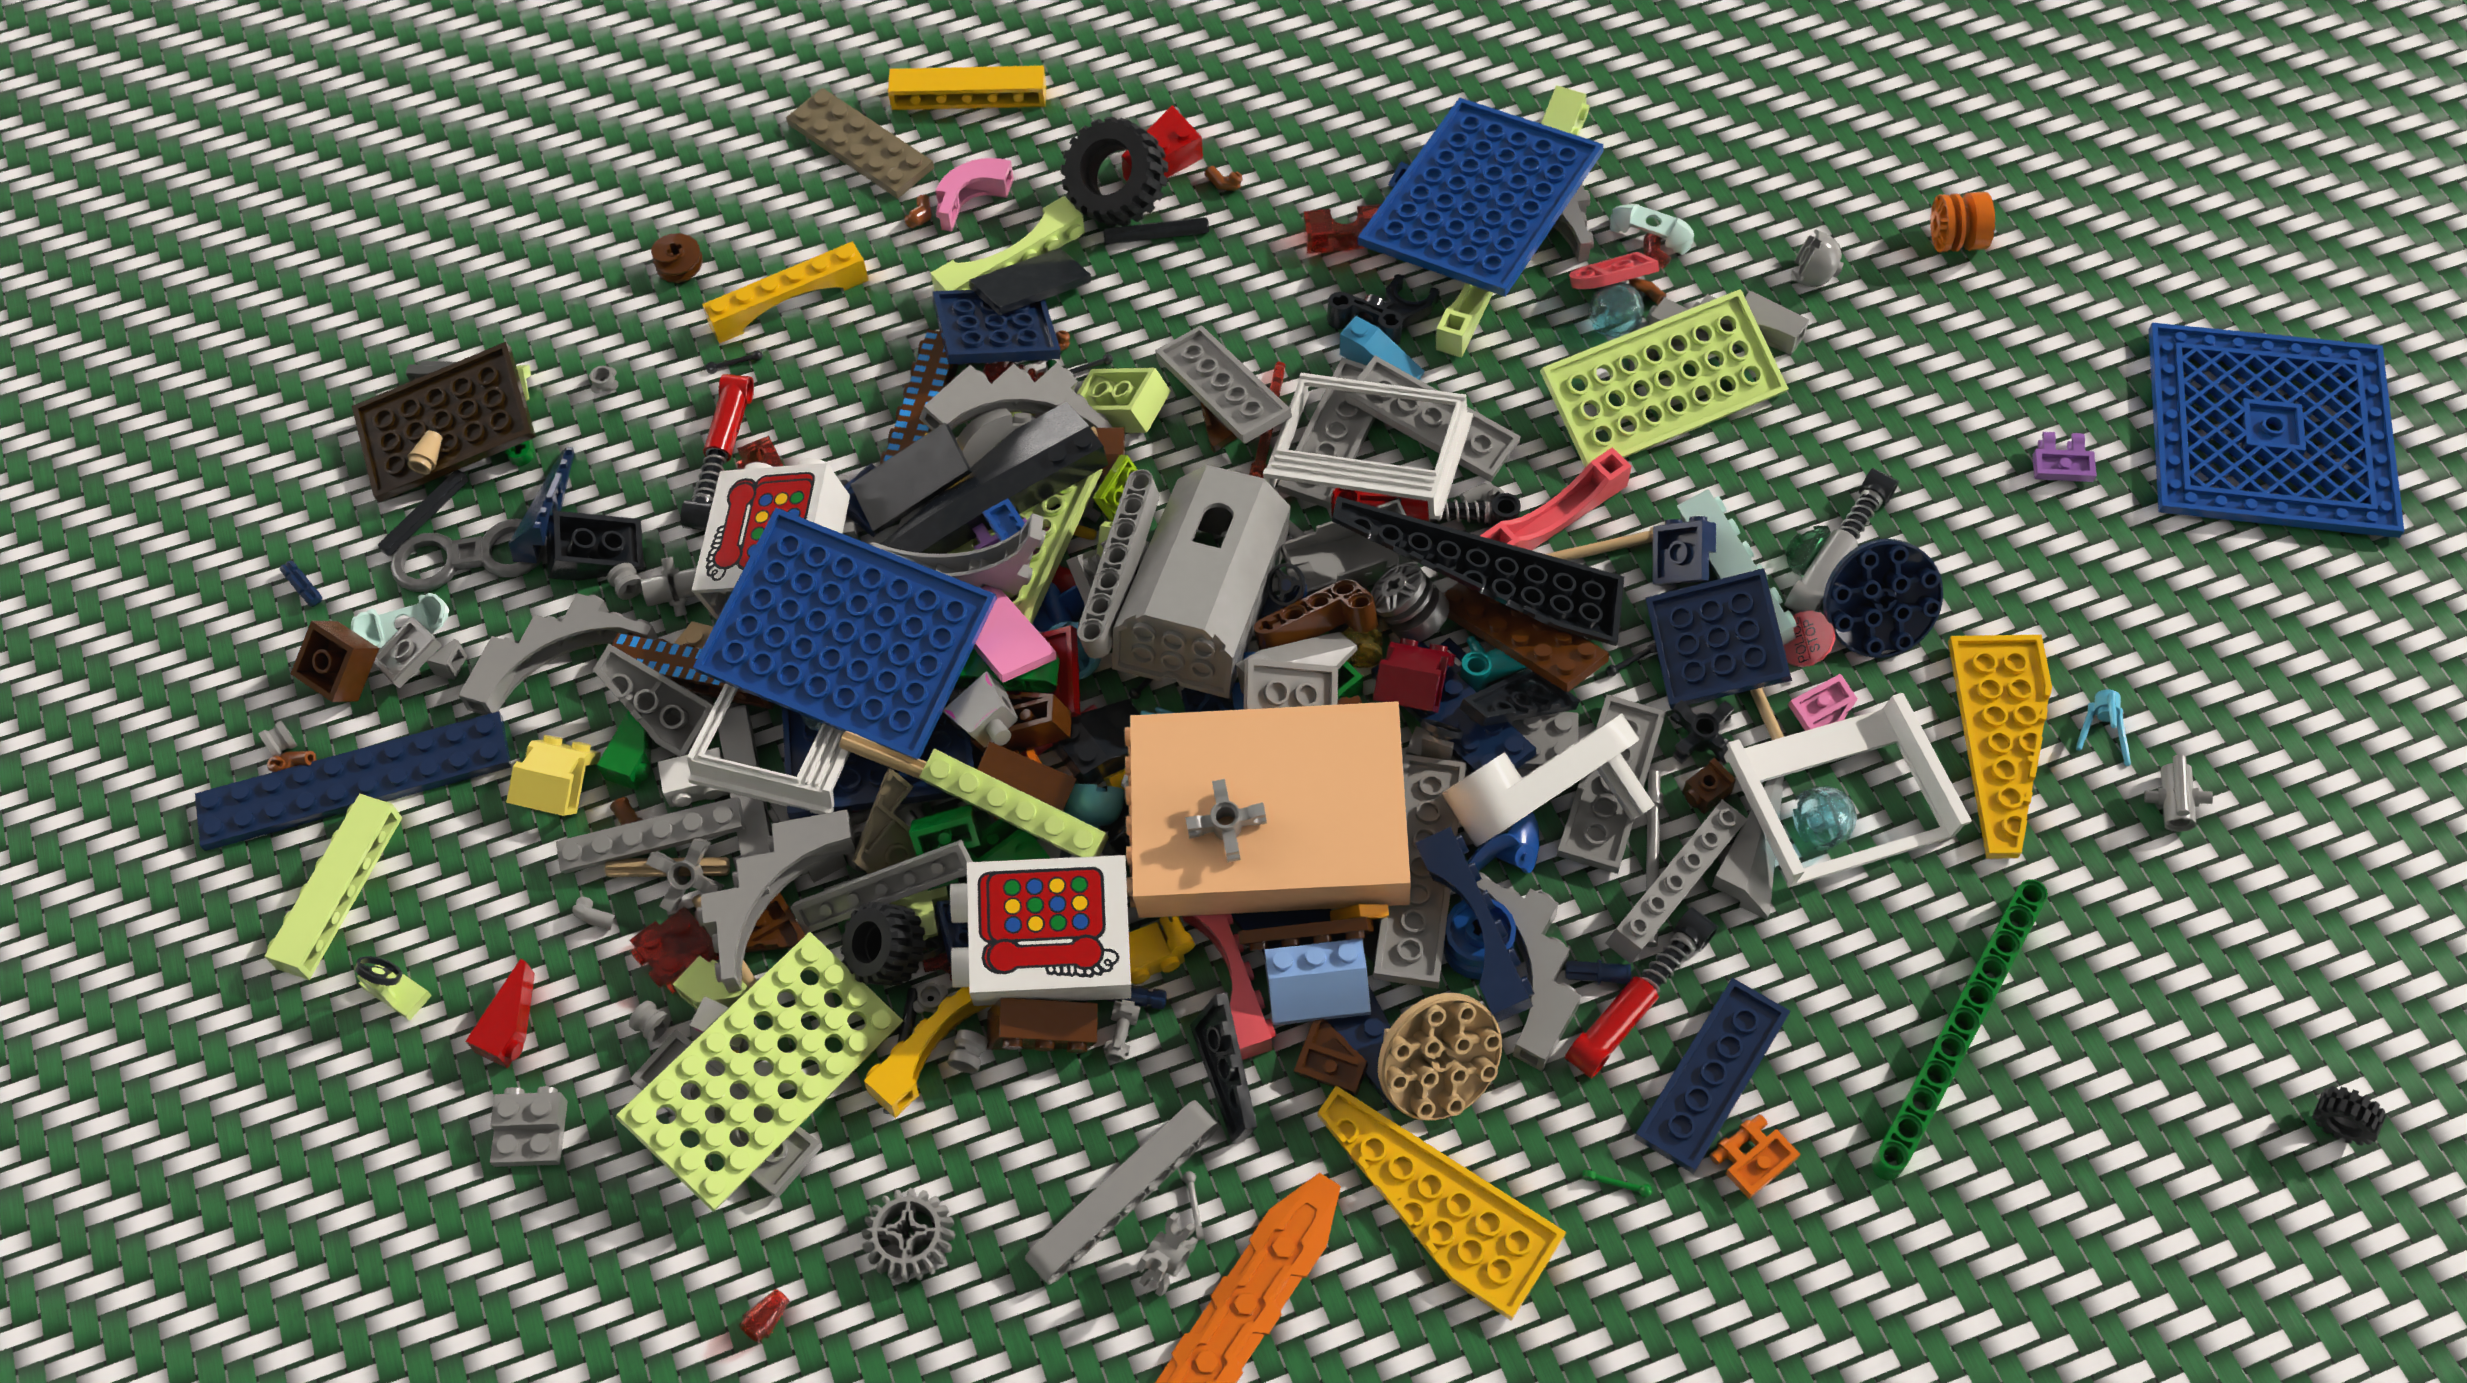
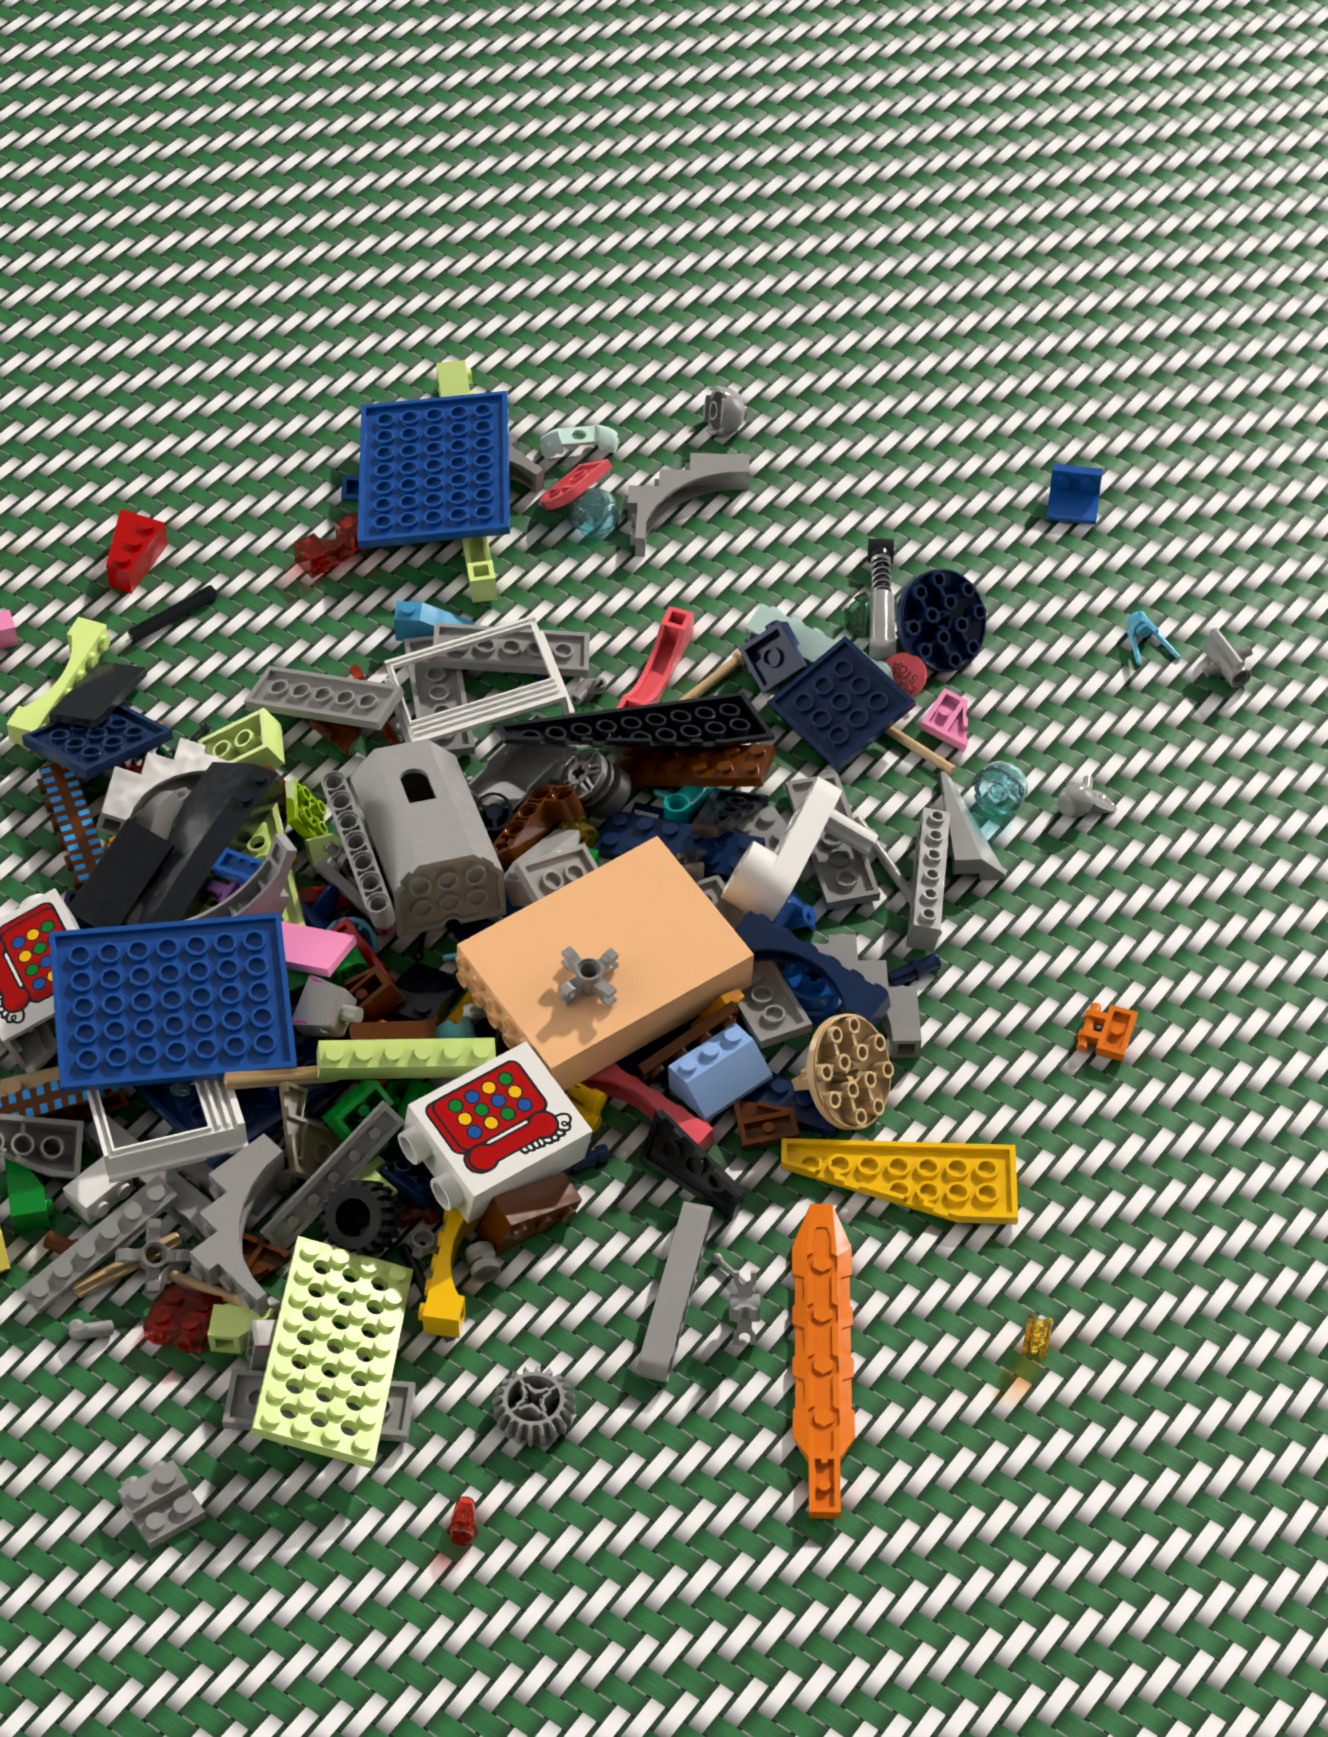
camera: 35 degrees left, 10 degrees down
(504, 1024) = (81, 1443): red slope -> none
(649, 1021) = (204, 1375): light grey wheel -> none
(1088, 154) = (95, 550): black tyre -> none
(1125, 1014) = (586, 1176): light grey bar -> none
(1222, 182) = (200, 554): dark orange arm -> none
(1387, 316) = (413, 587): black piece -> none
(1413, 675) = (636, 825): dark red piece -> none
(1489, 512) = (608, 696): piece -> none
(1595, 1046) = (954, 968): red piece -> none
(1612, 670) = (775, 766): black hinge -> none
(1645, 1190) = (1003, 1104): green hinge -> none
(1648, 289) = (613, 488): dark orange arm -> none
(1651, 248) = (588, 454): clear red arm -> none
(1658, 397) = (669, 528): yellowish green piece -> none
(1704, 721) = (873, 774): black pin -> none
(1712, 1075) = (1042, 995): dark blue plate -> none
(1718, 786) = (904, 808): reddish brown brick -> none
(1834, 742) = (1004, 705): white piece -> none
(1903, 873) = (1079, 799): none -> light grey piece
(1952, 1036) = (1187, 881): green beam -> none
(1962, 221) = (813, 338): orange wheel -> none
(2003, 709) = (1074, 663): yellow wing -> none
(2064, 465) = (1000, 477): medium lavender plate -> none
(2132, 522) = (1074, 494): none -> blue bracket
(2358, 363) = (1022, 365): blue plate -> none

